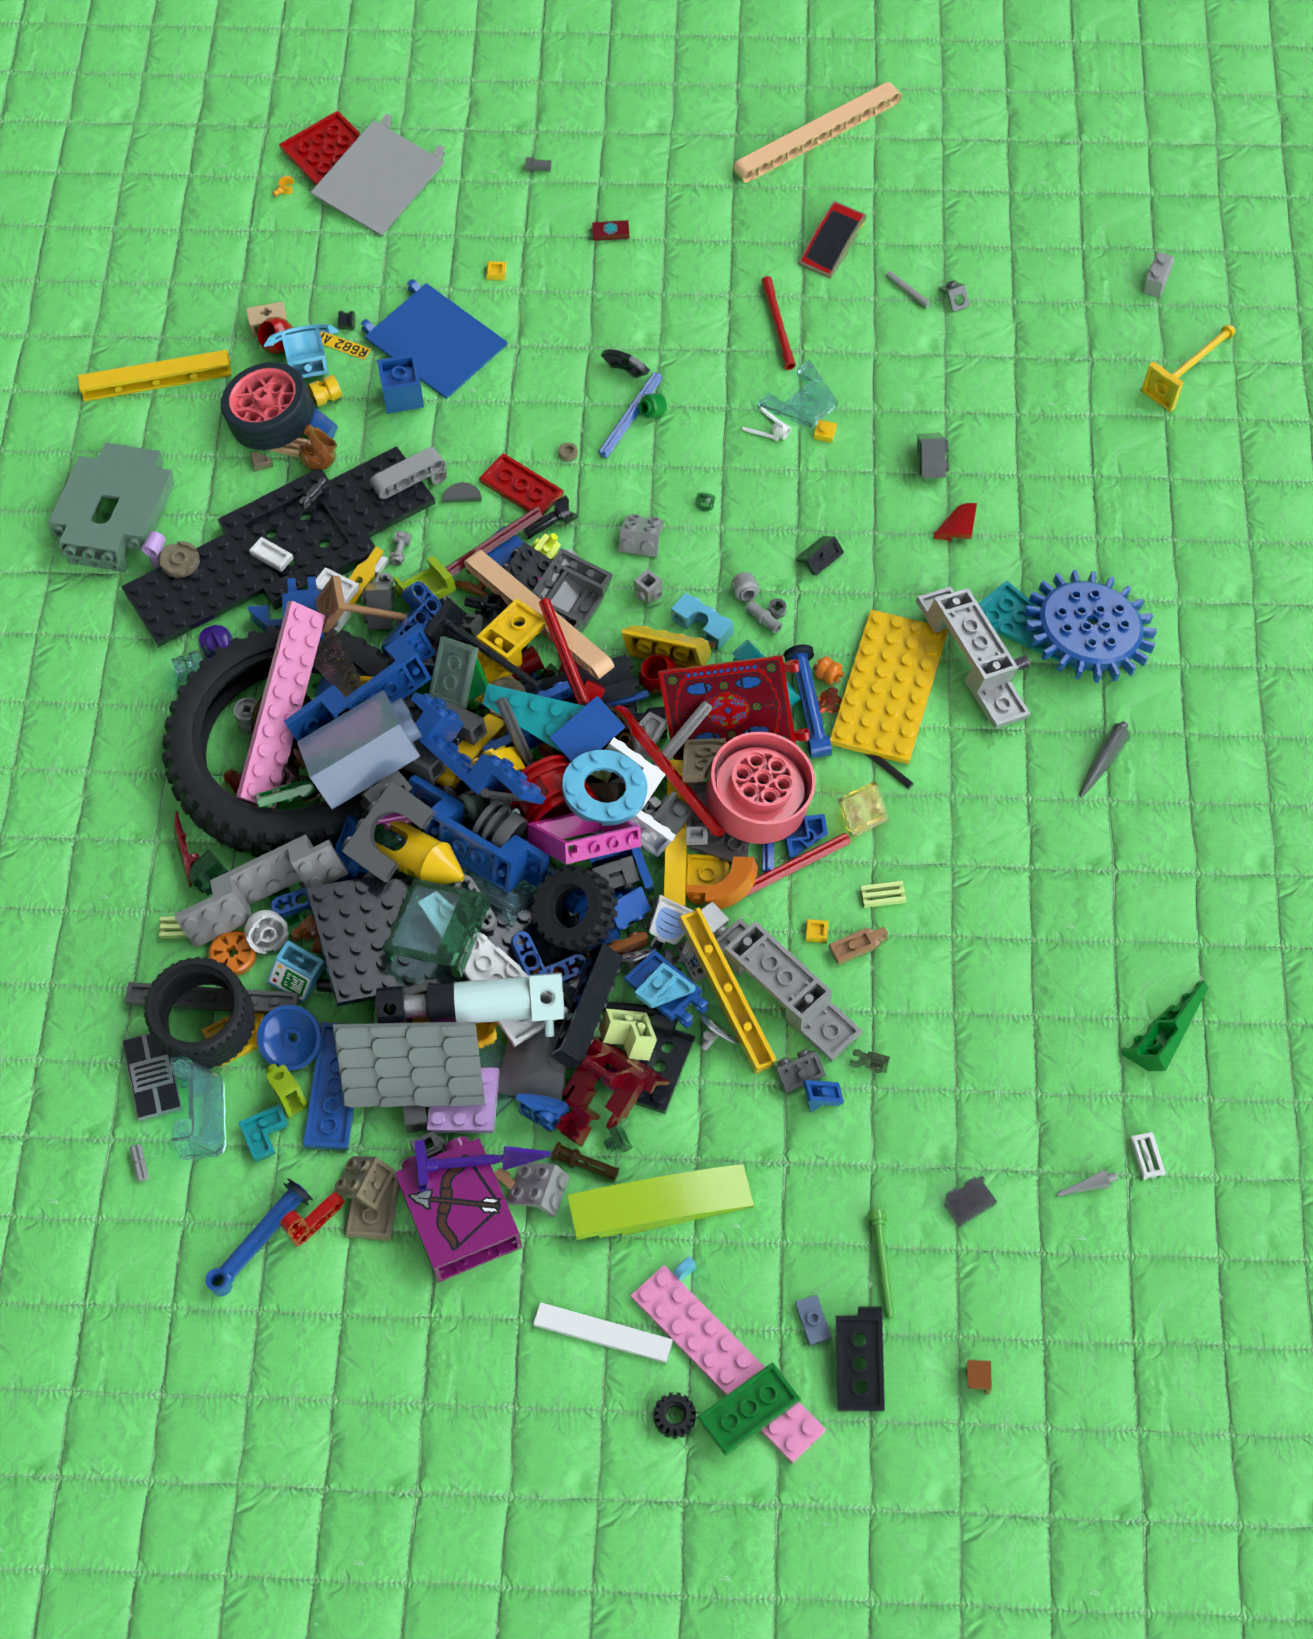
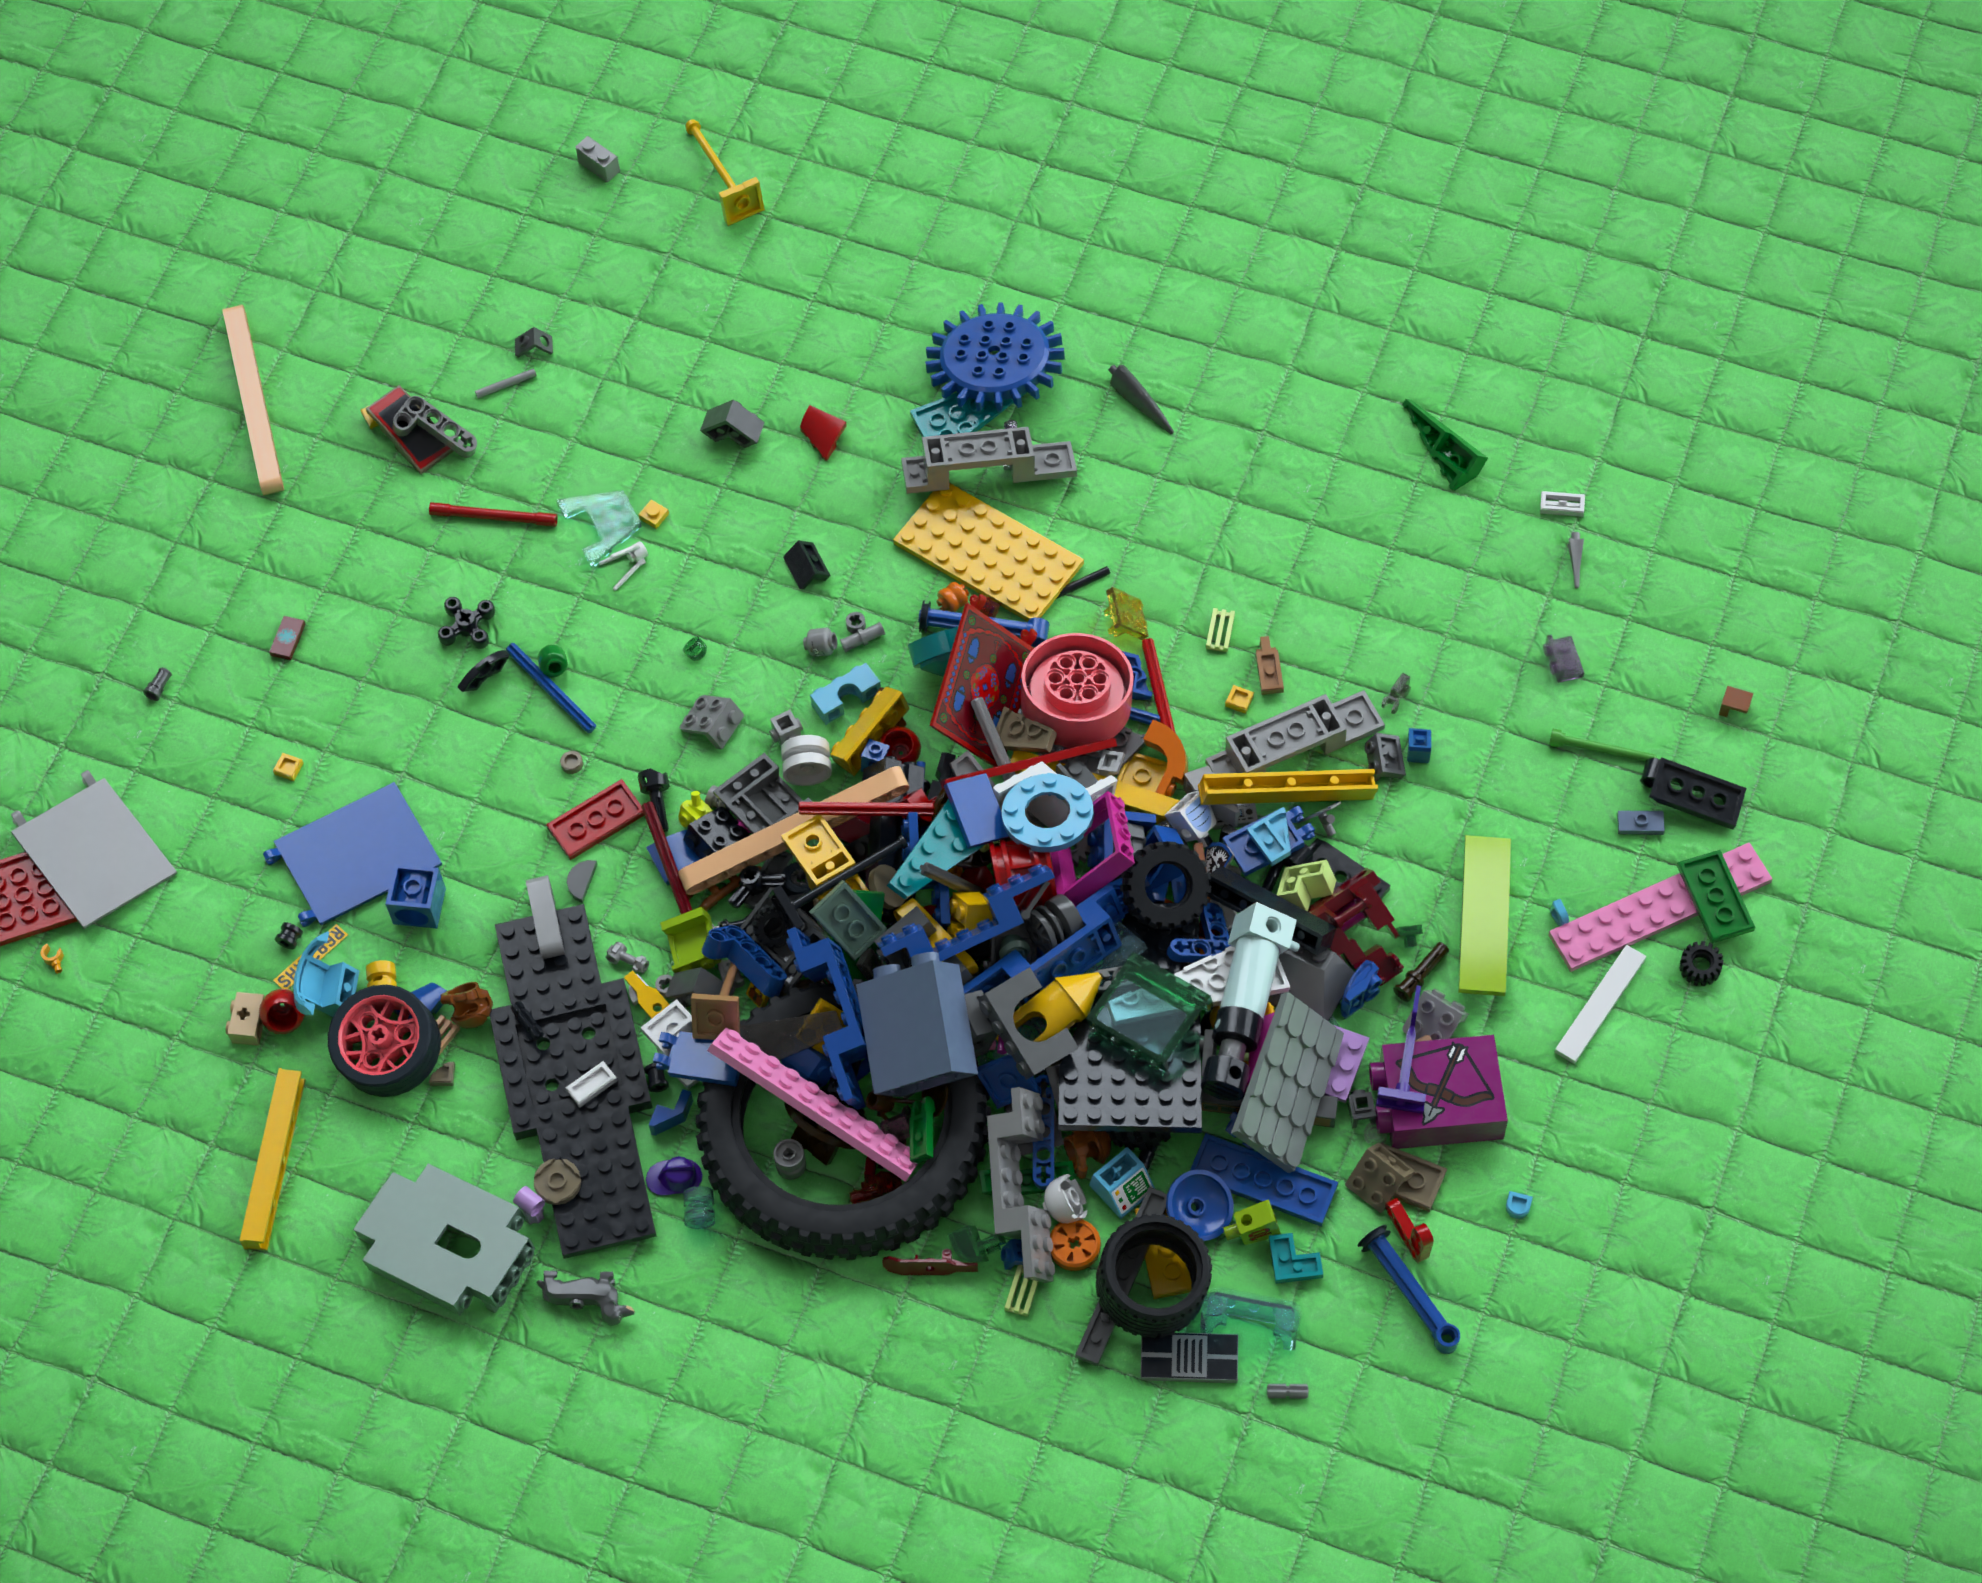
camera: 70 degrees left, 0 degrees up
(98, 621) = (586, 1292): none -> dark grey animal
(372, 1311) = (1518, 1205): none -> medium azure tile
(620, 608) = (806, 760): none -> white wheel
(639, 652) = (873, 752): none -> blue bracket
(667, 337) = (466, 622): none -> black gear
(835, 254) = (437, 430): none -> light grey beam

